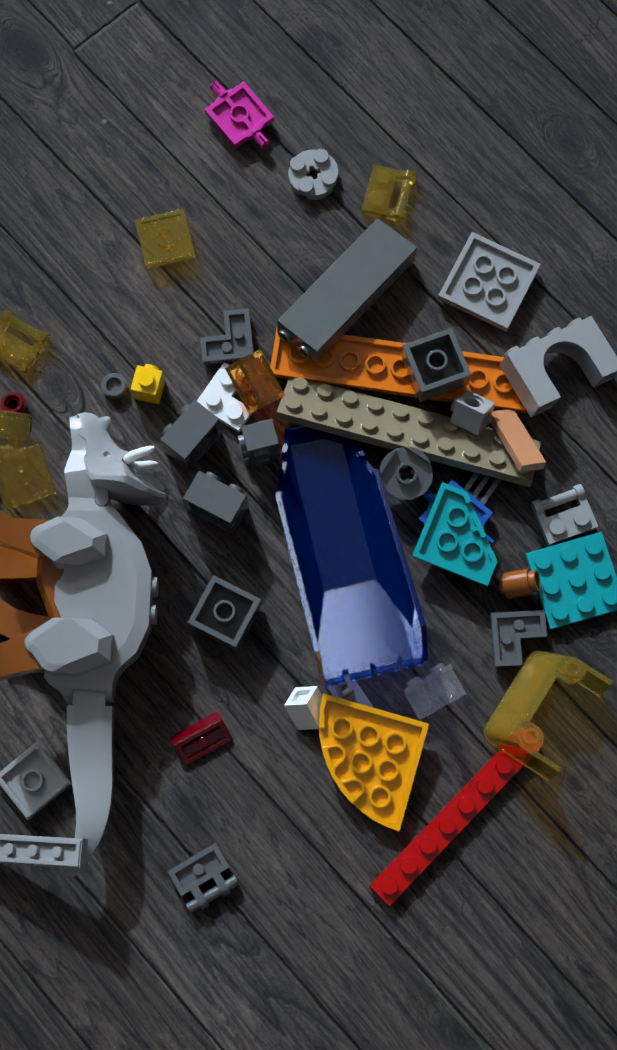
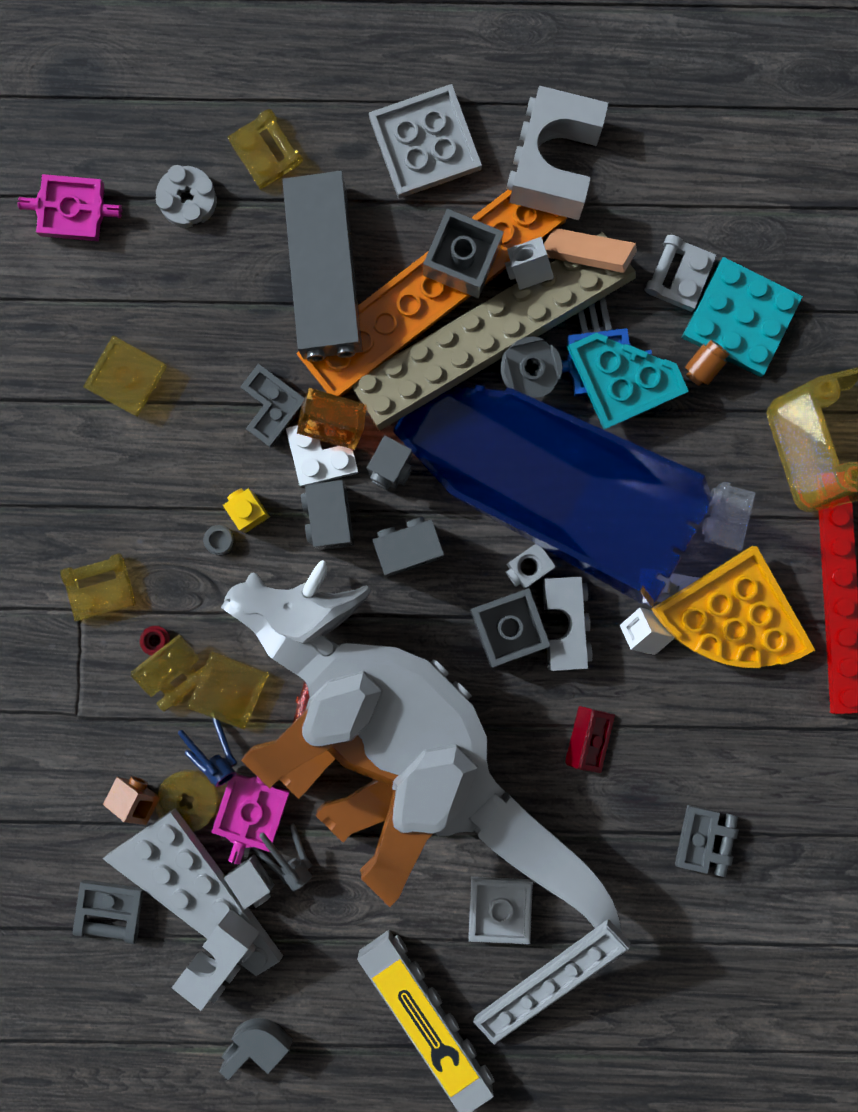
camera: 50 degrees left, 10 degrees up
(248, 668) = (571, 649): none -> light grey arch
(287, 600) = (541, 560): none -> light grey brick
(509, 629) = (734, 408): dark grey plate -> none

